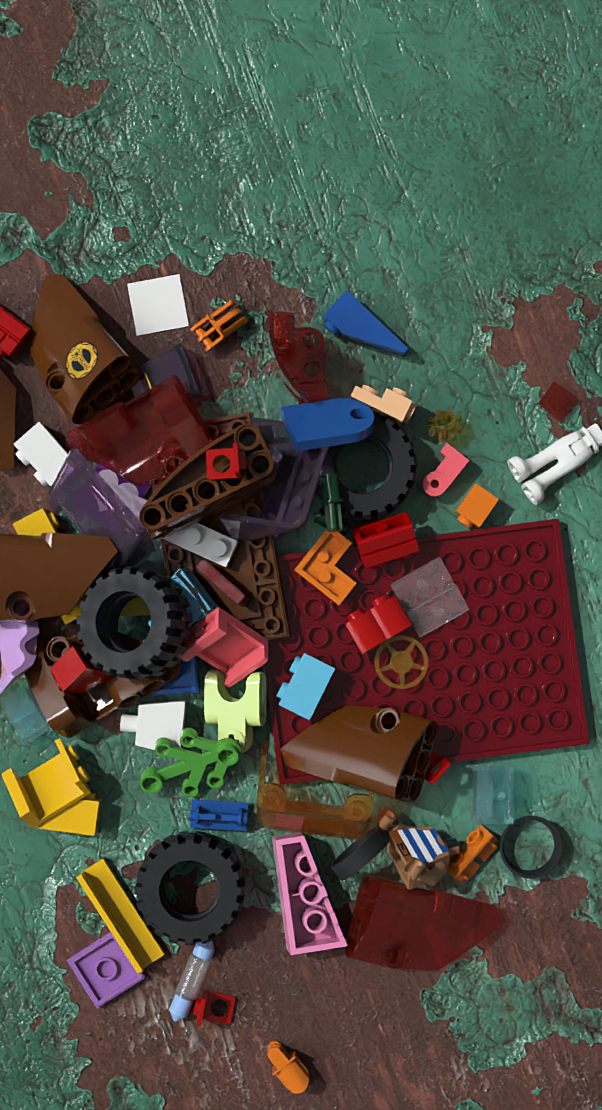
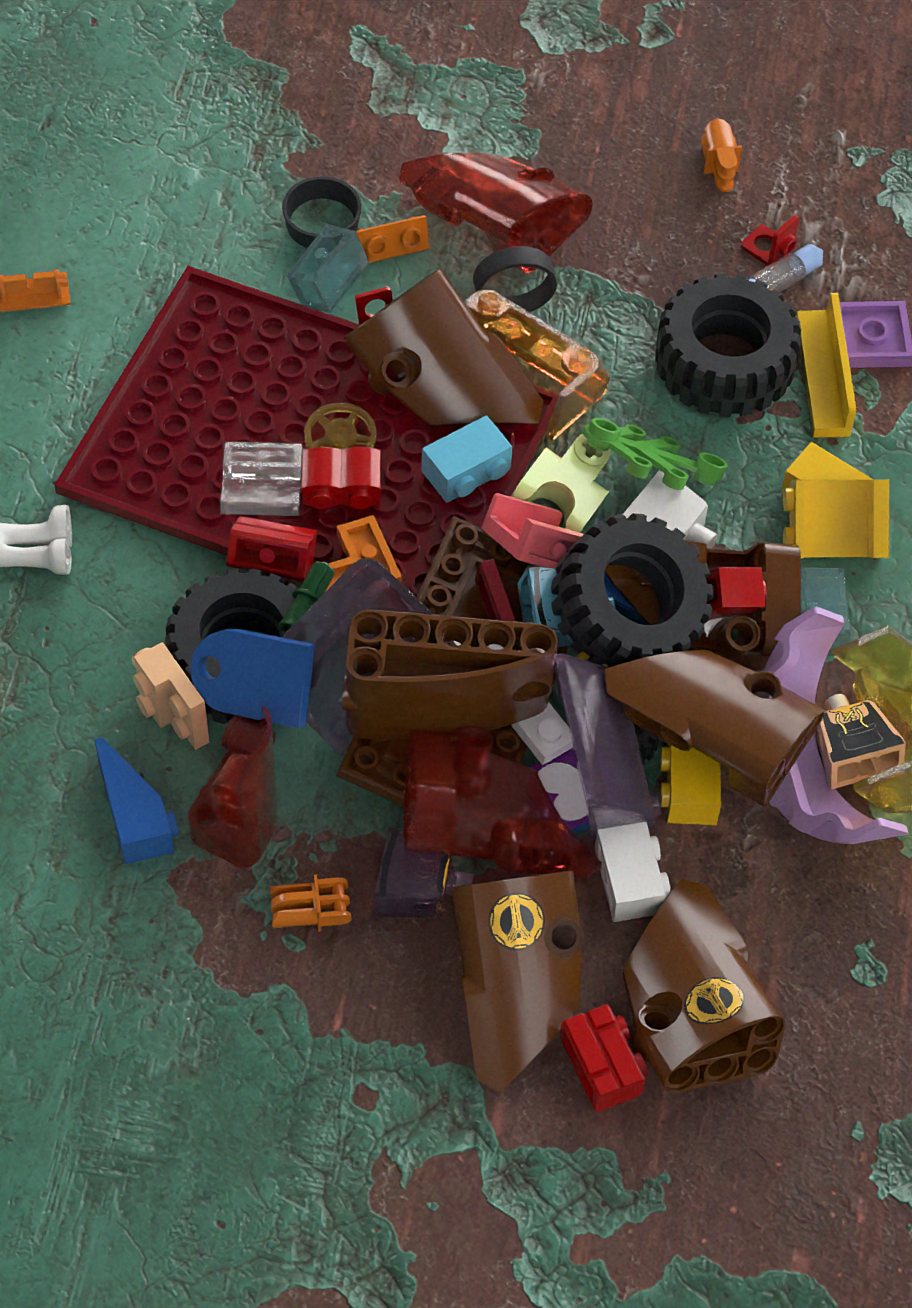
camera: 150 degrees left, 30 degrees down
(158, 304) = (373, 983): white sticker -> none
(219, 815) = (651, 406): blue hinge -> none
(237, 460) = (398, 632): red bracket -> none
(305, 906) = (607, 277): bright pink wedge -> none
(417, 852) = (448, 241): medium nougat torso -> none
(438, 481) = (147, 600): coral leg -> none
(447, 419) = (120, 651): clear yellow gear -> none
(475, 507) = (140, 546): orange brick -> none

